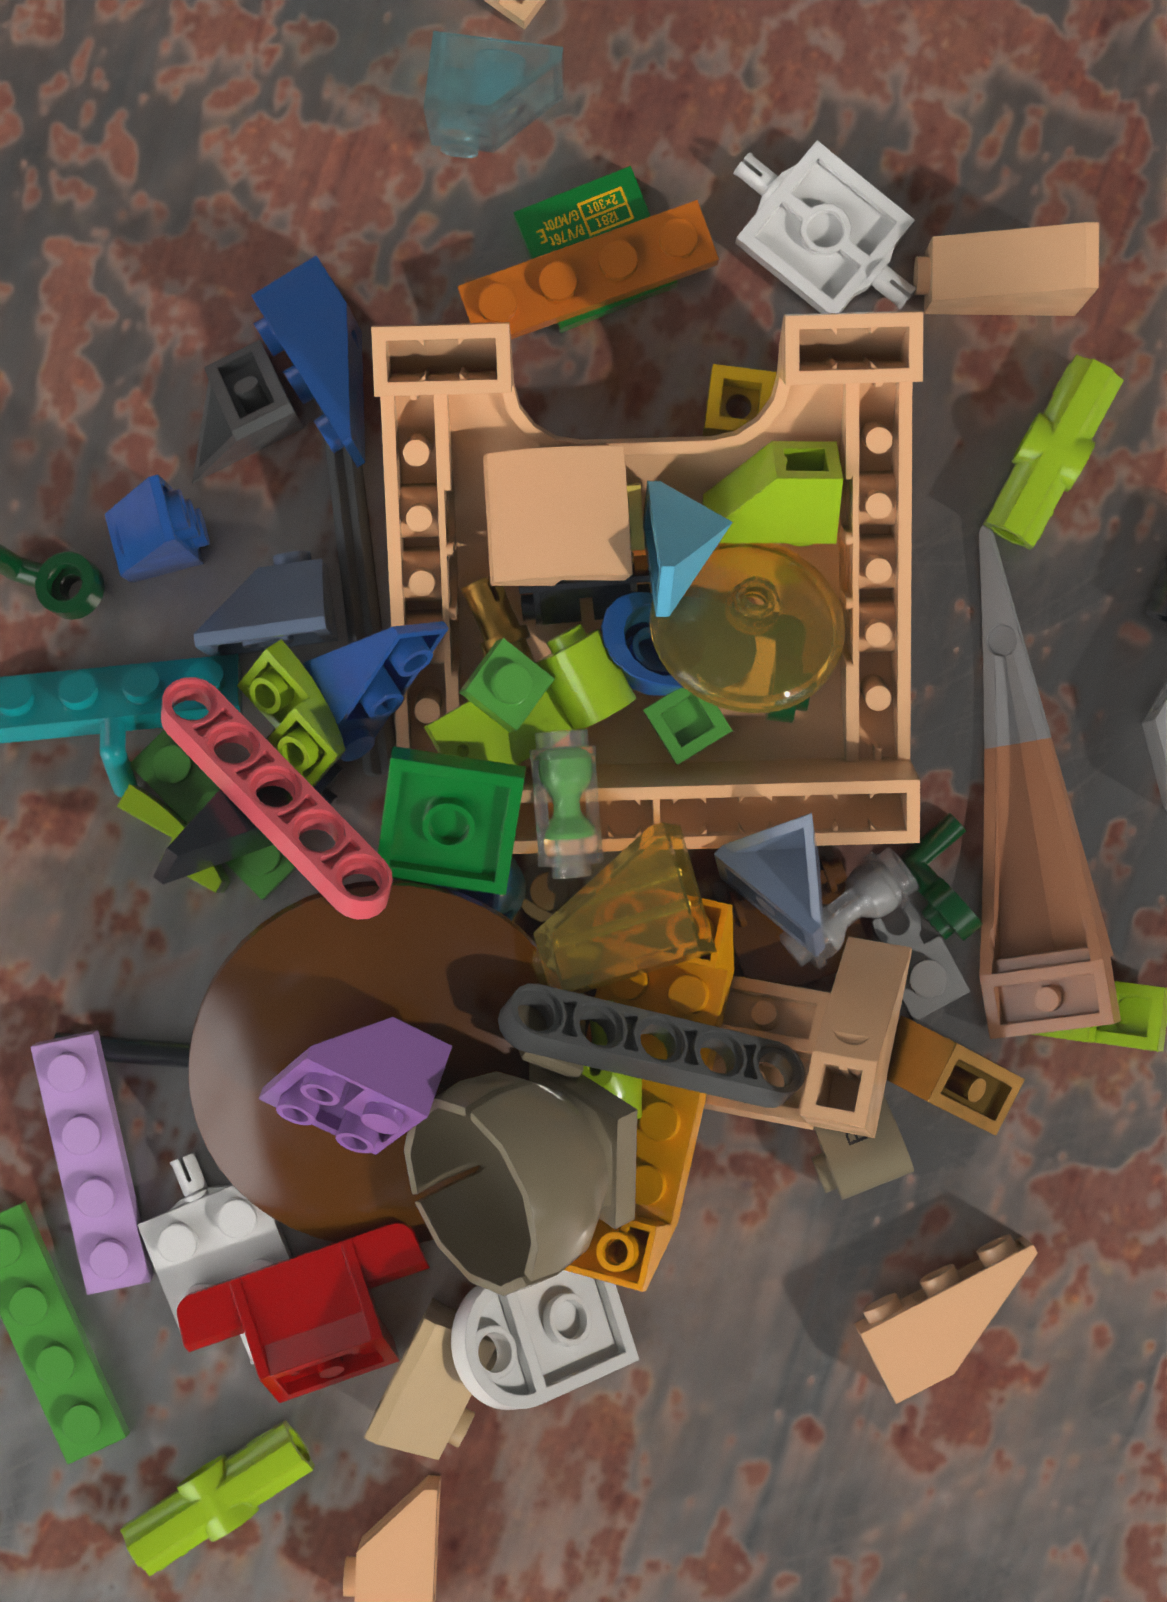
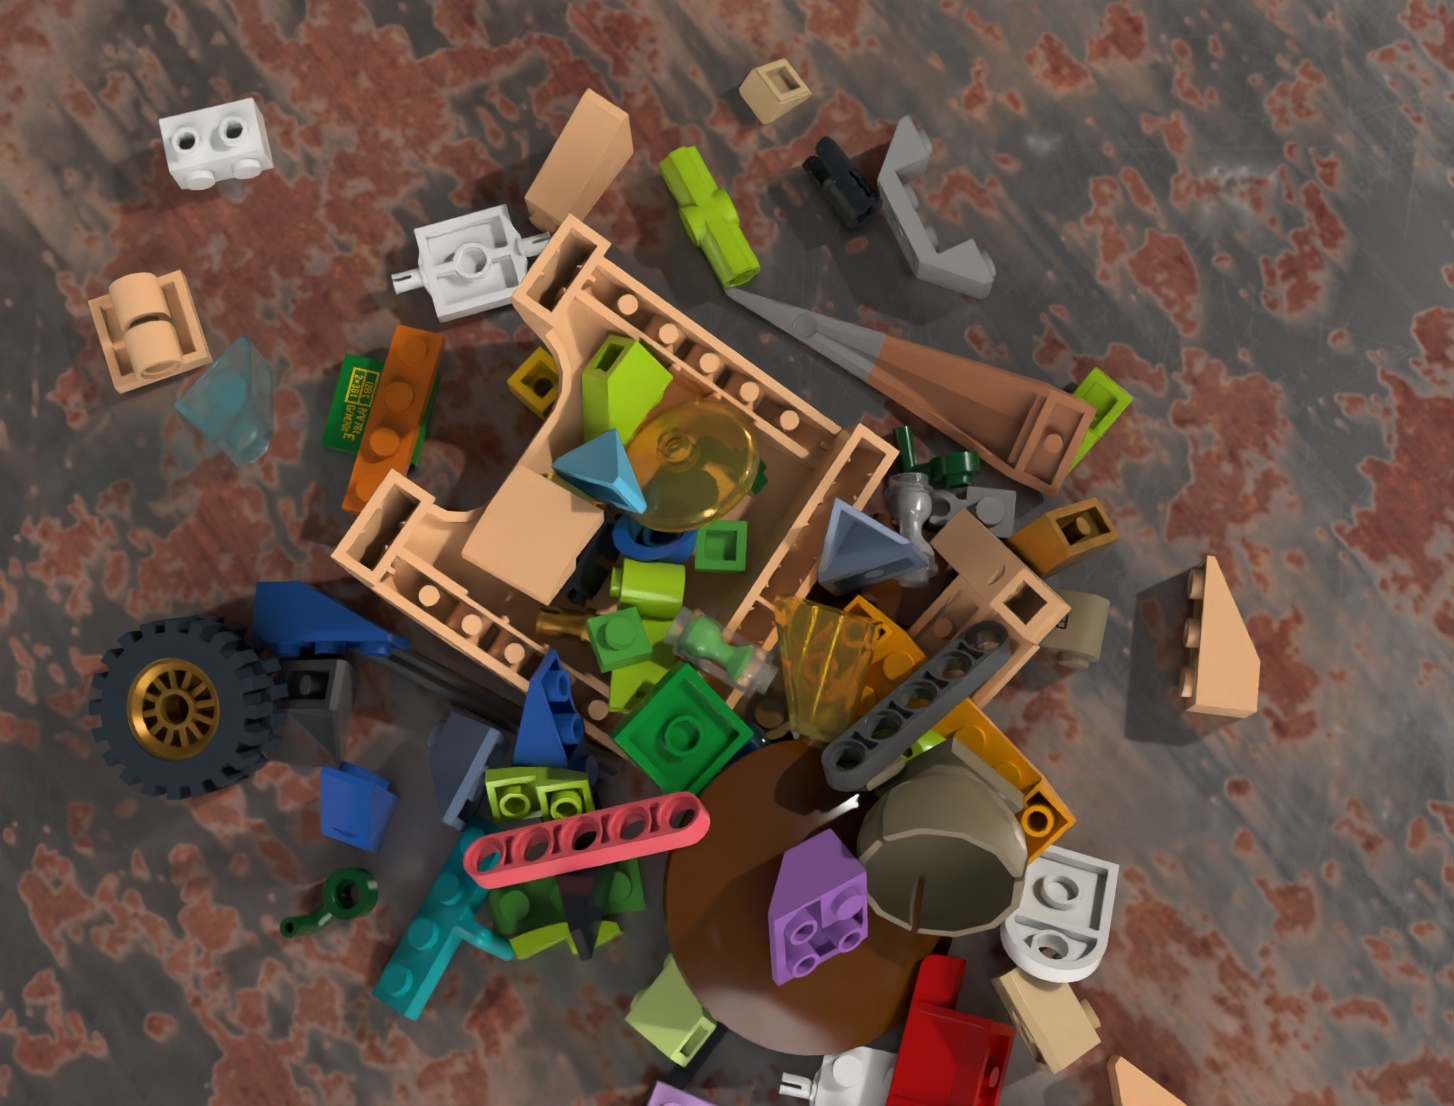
camera: 55 degrees left, 10 degrees down
(164, 231) = (175, 659): none -> black wheel
(164, 1001) = (671, 1015): none -> yellowish green slope

